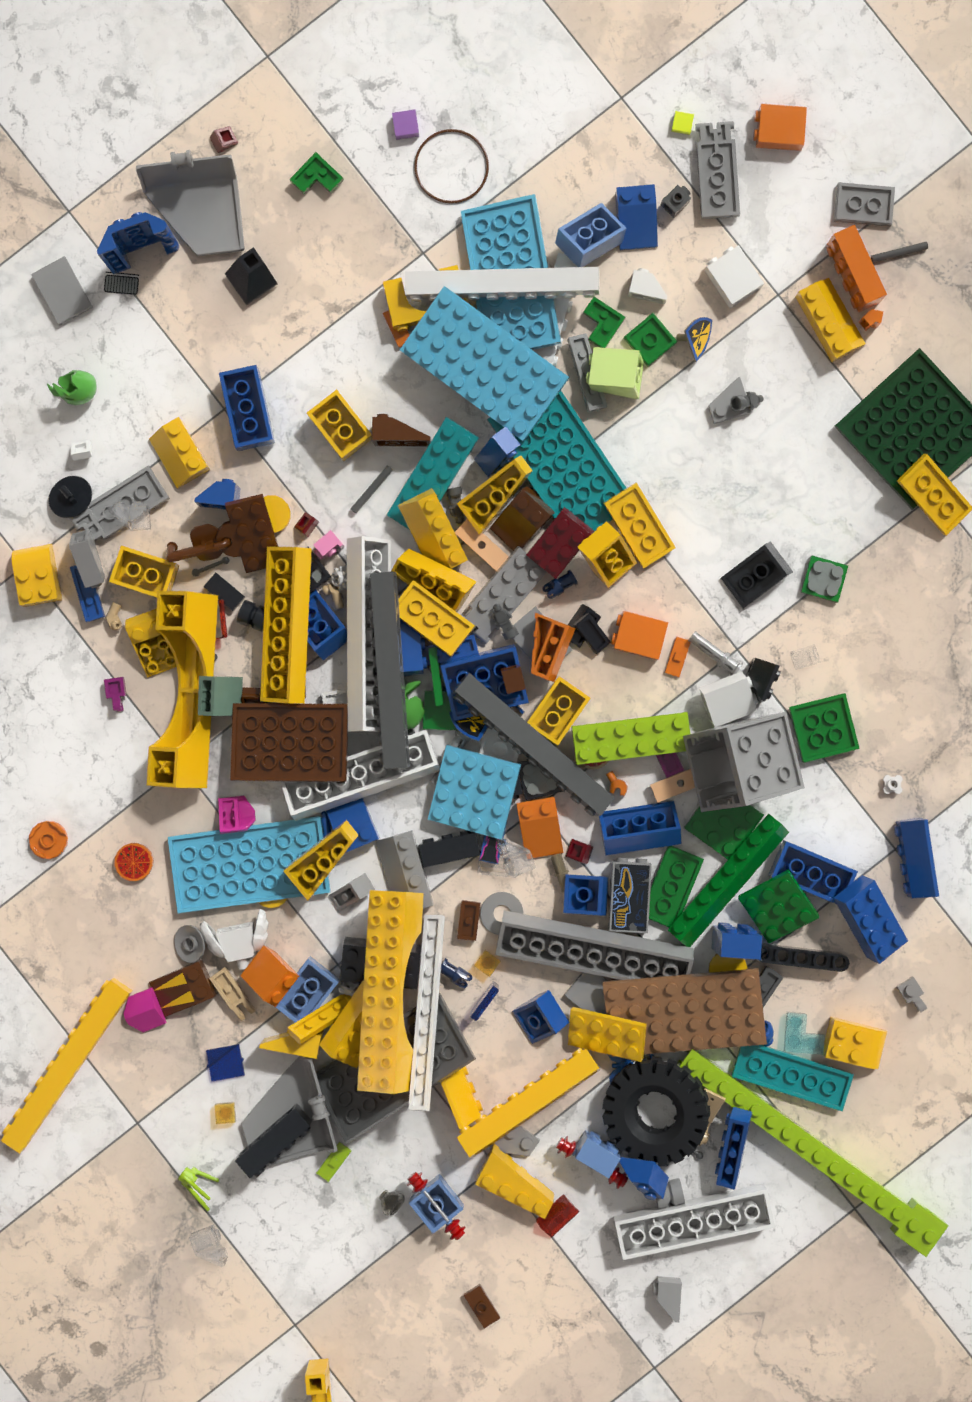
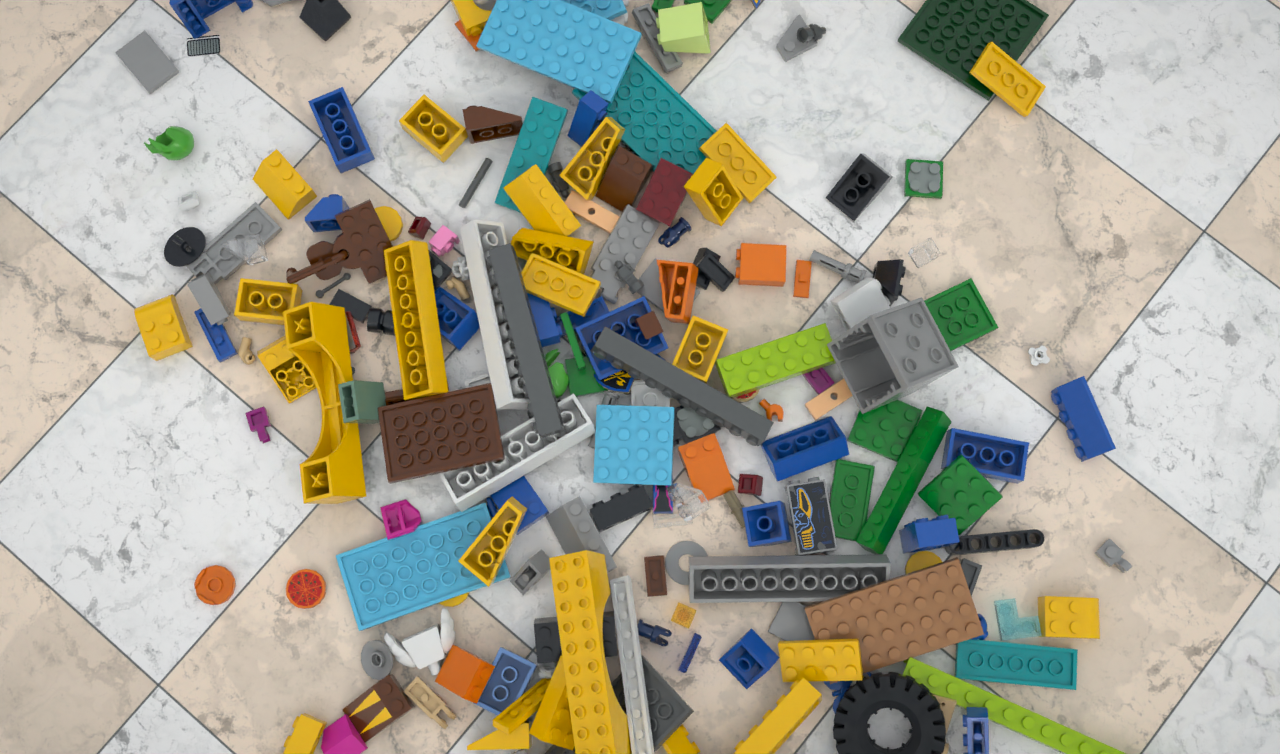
camera: 15 degrees left, 10 degrees down
(870, 919) = (1054, 487): blue brick -> none

